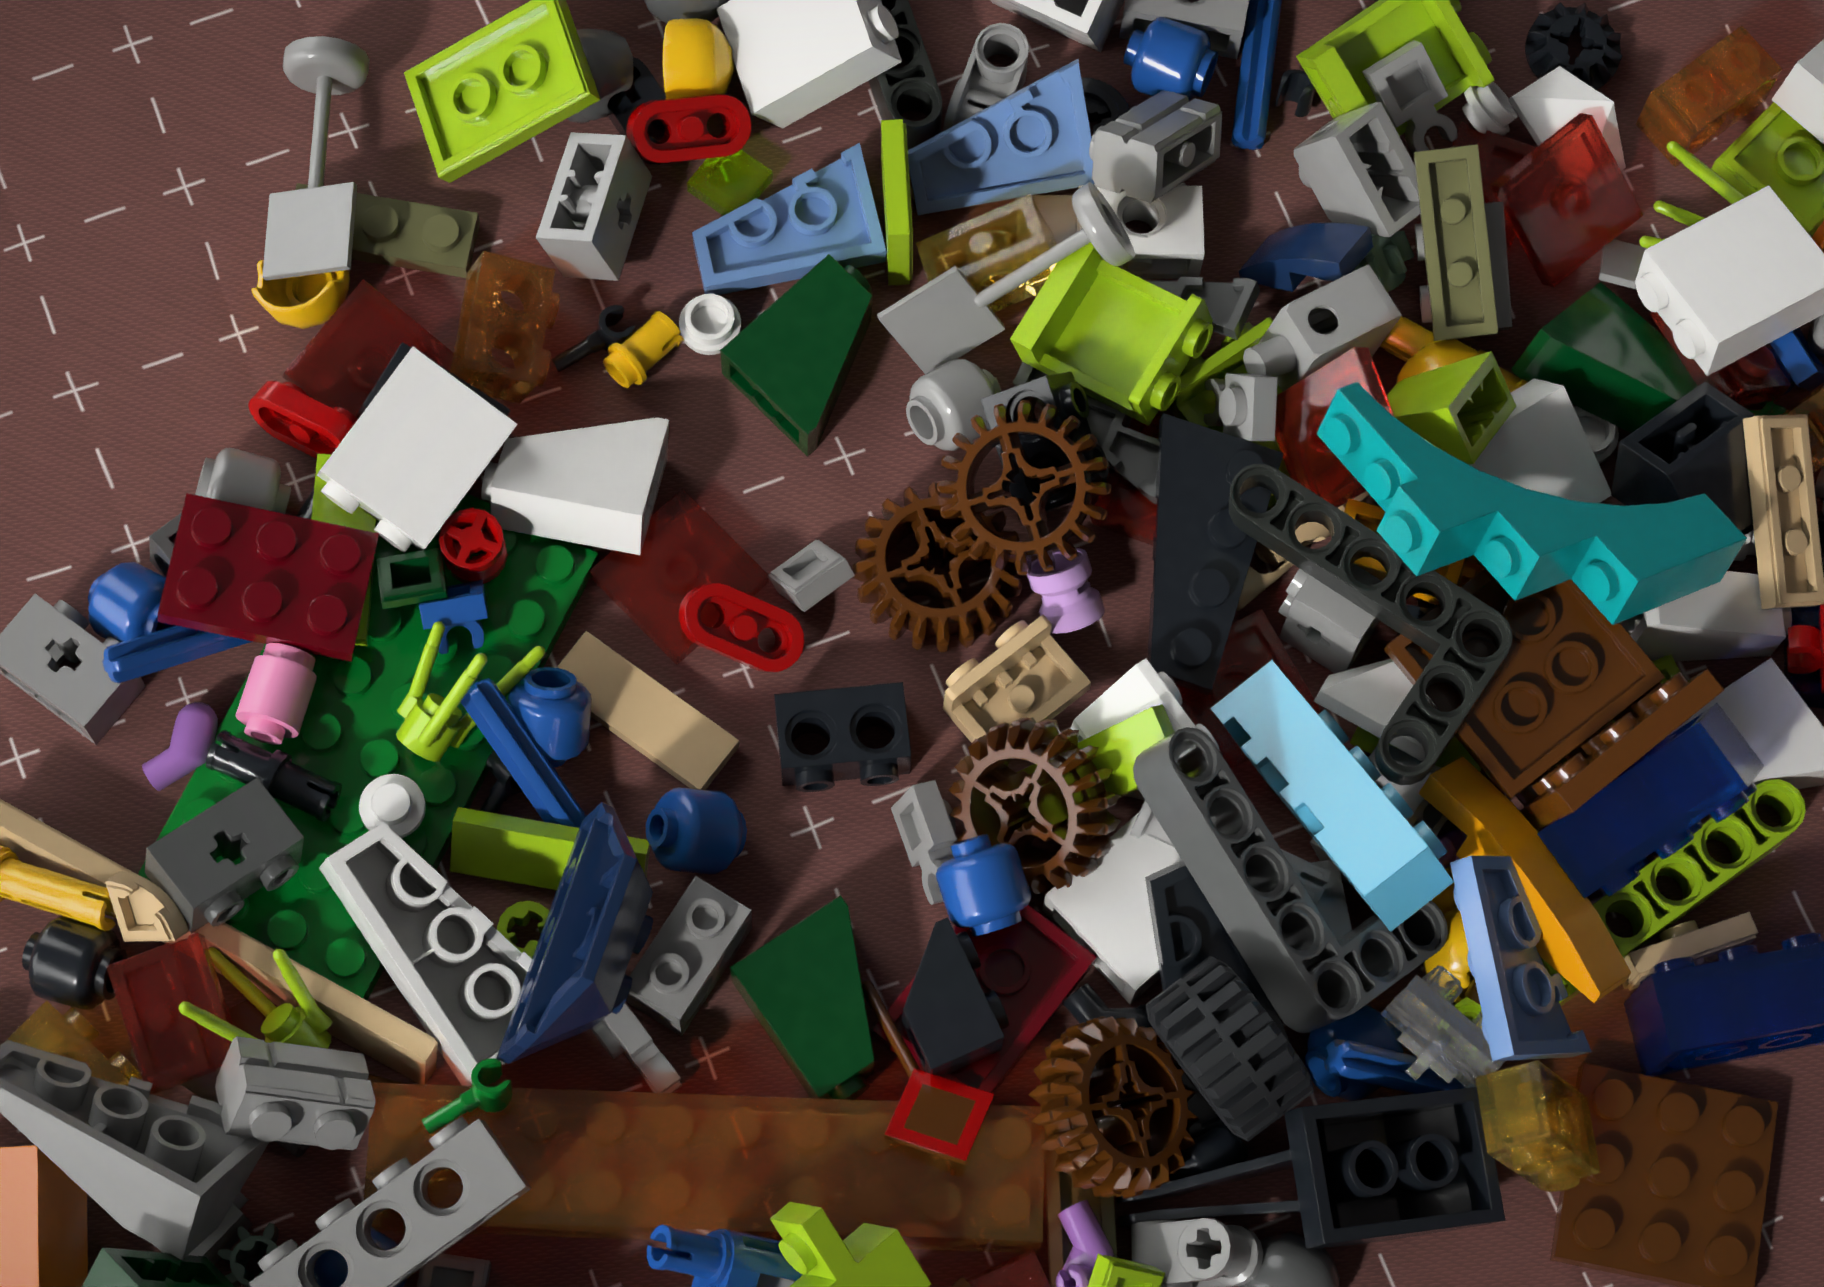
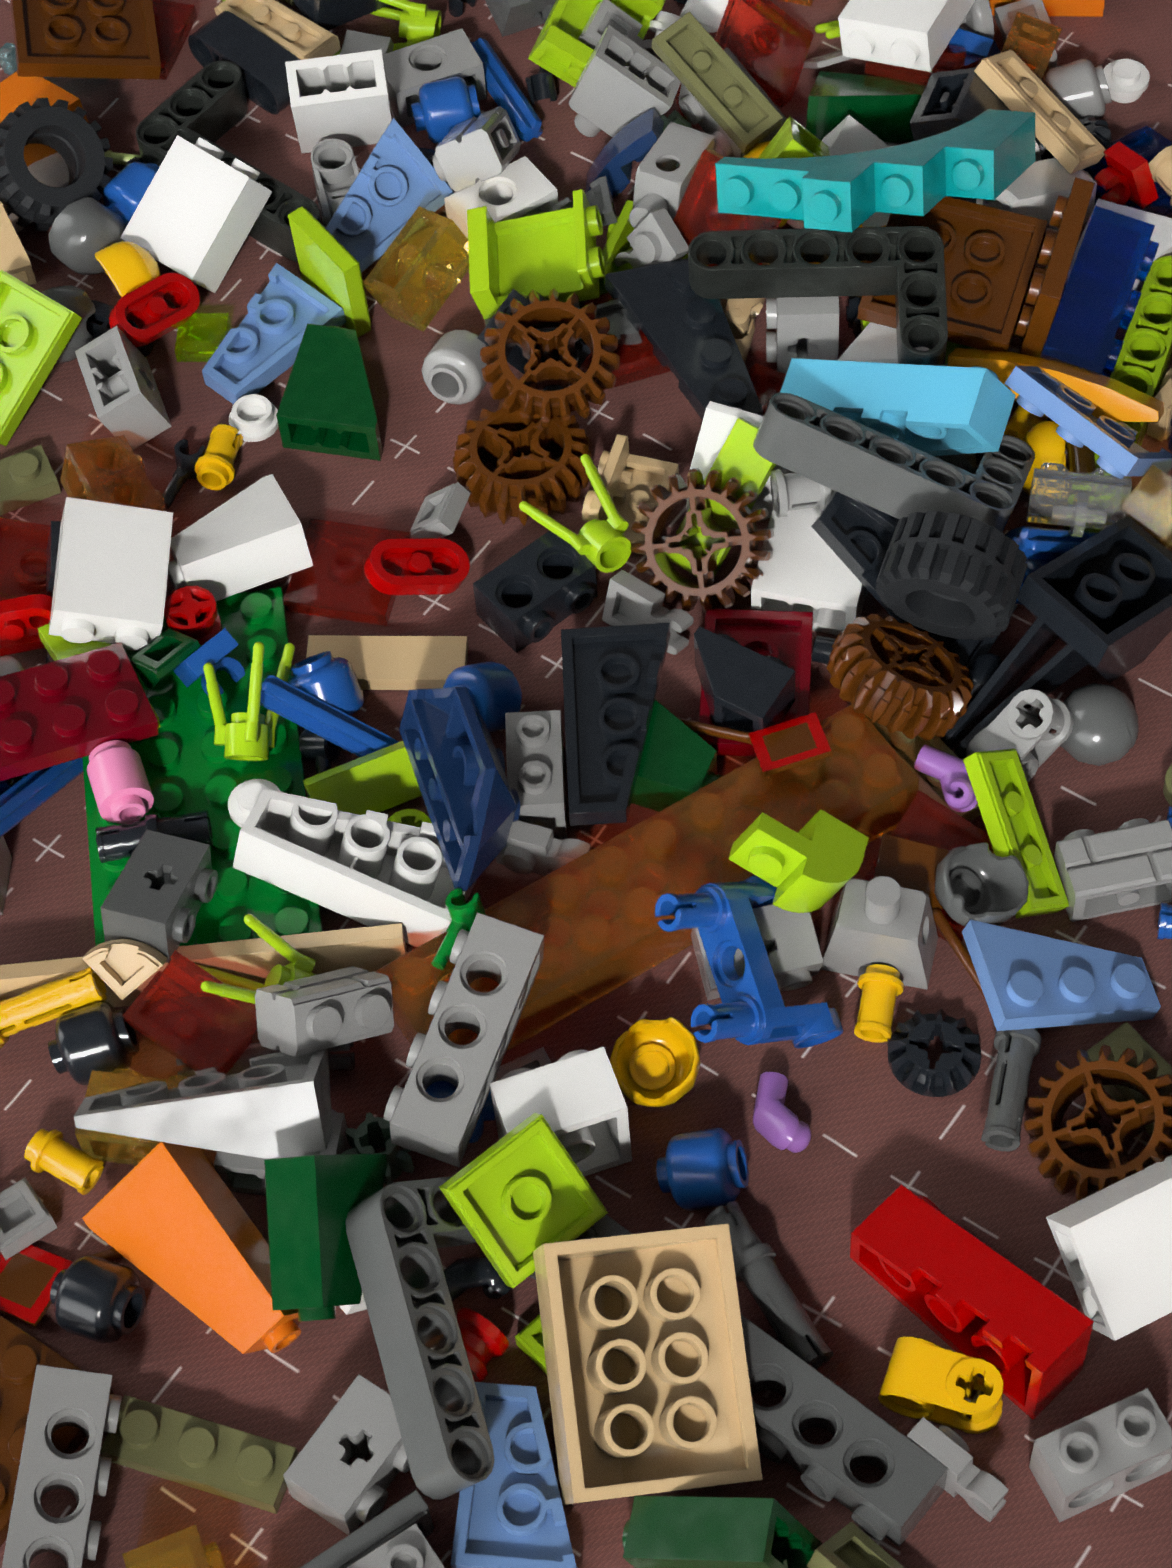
camera: 25 degrees left, 15 degrees down
(189, 746) = (75, 867): medium lavender arm -> none
(794, 945) = (608, 708): none -> black wing
(934, 733) = (598, 539): none -> lime plant
(953, 318) = (415, 311): light grey piece -> none
(983, 885) = (707, 597): blue head -> none
(1066, 593) = (616, 419): lavender wheel -> none

